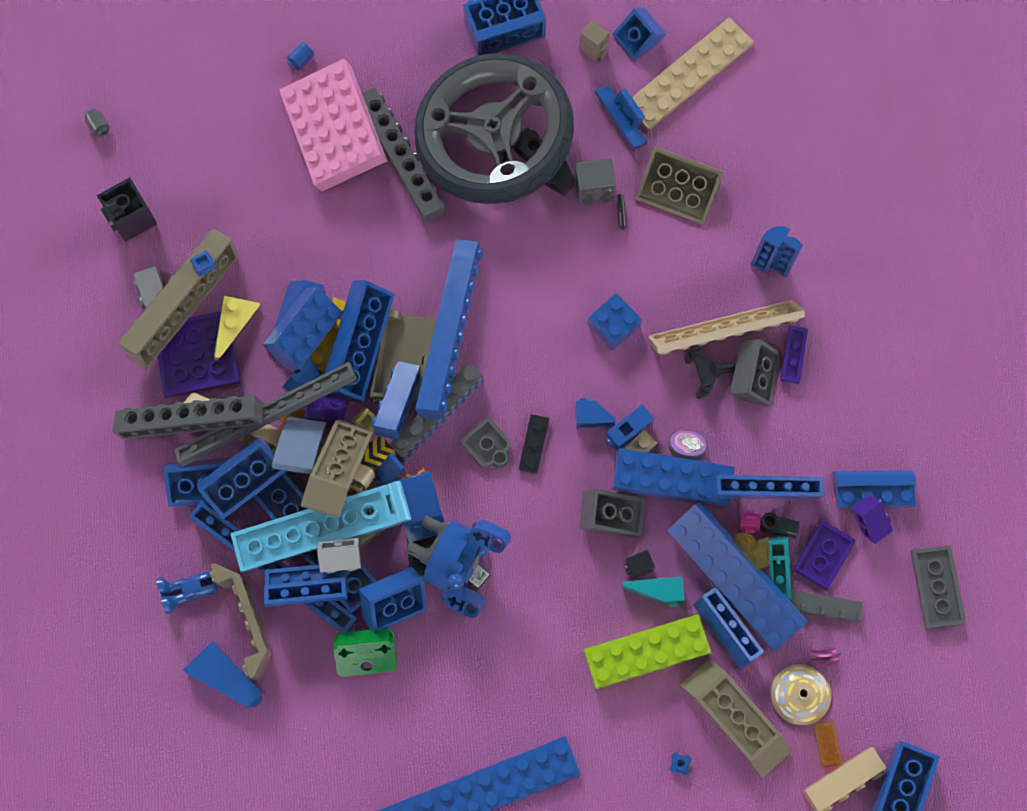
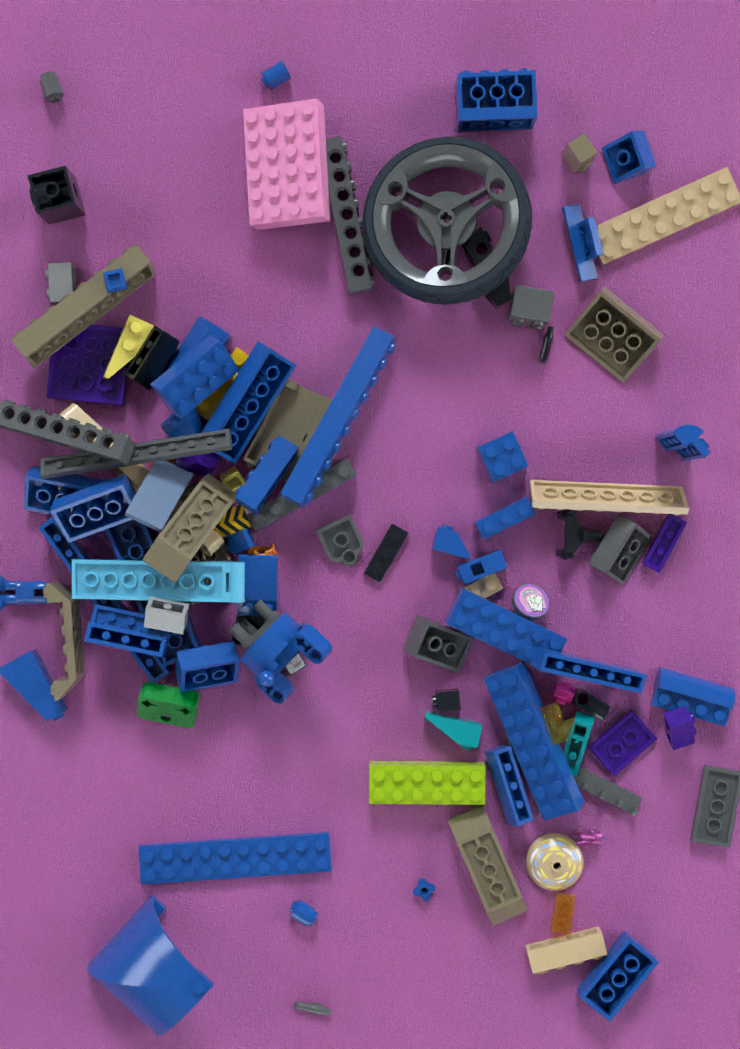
camera: 20 degrees right, 15 degrees up
(255, 329) = (152, 357): none -> black brick
(635, 376) = (504, 518): none -> blue brick

